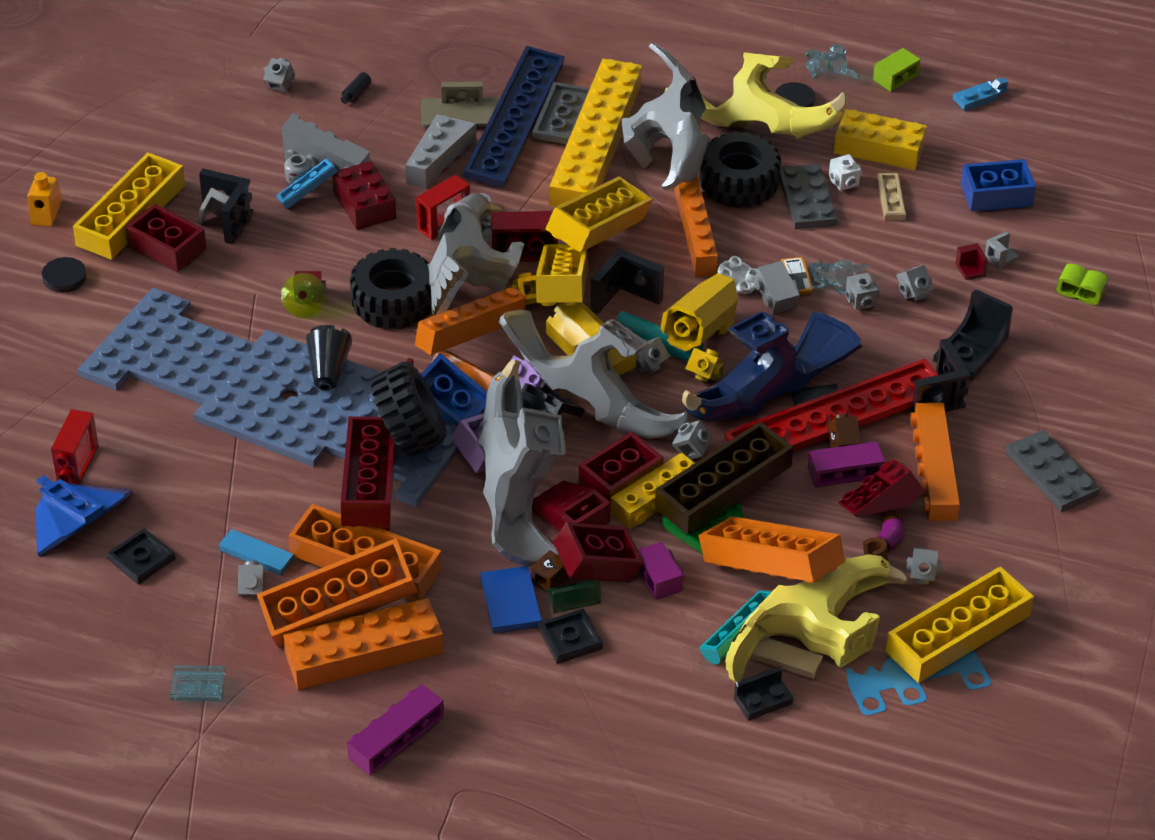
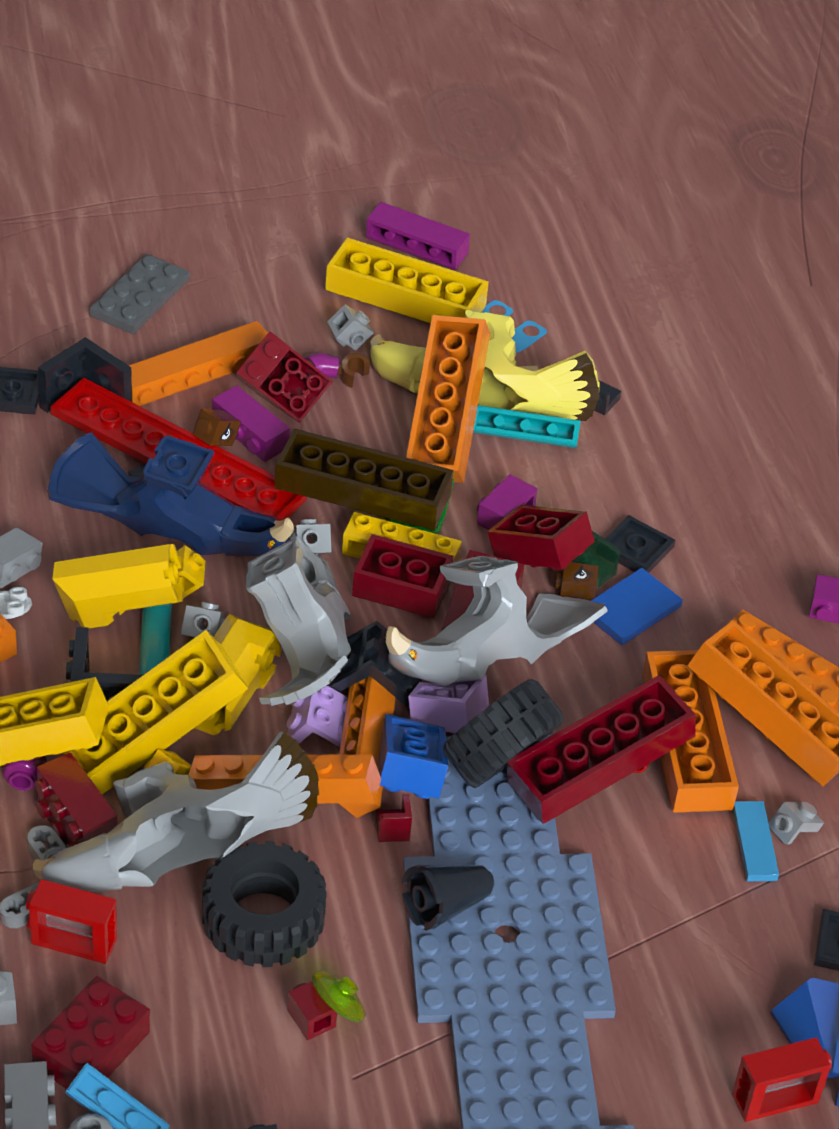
camera: 125 degrees left, 0 degrees up
(1030, 666) = (418, 235): none -> magenta brick

